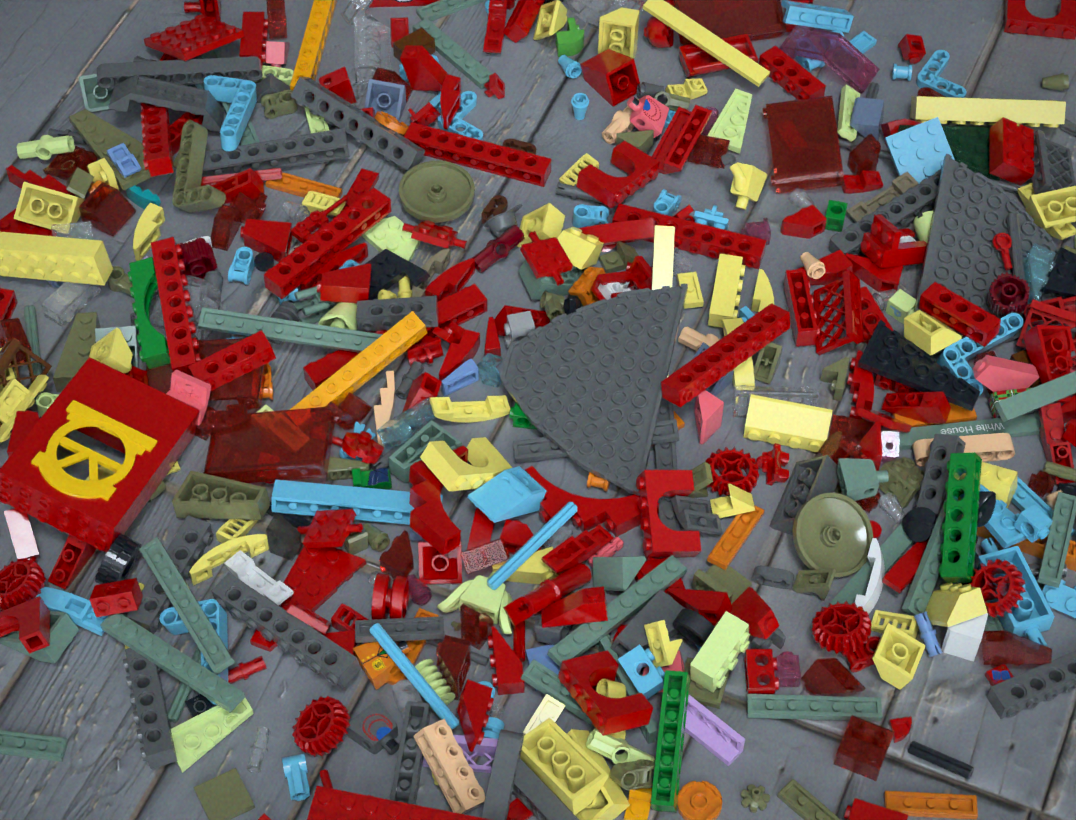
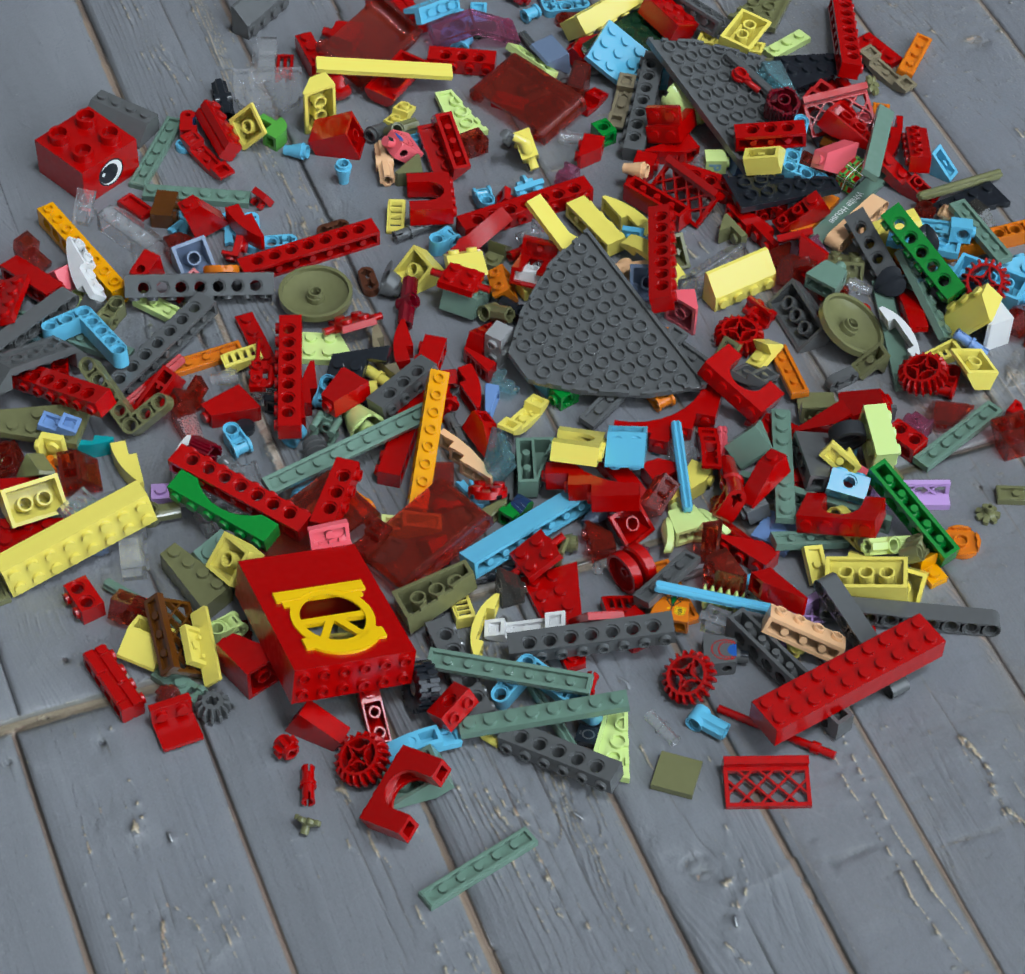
camera: 45 degrees left, 5 degrees down
(287, 54) = (81, 269): none -> white slope

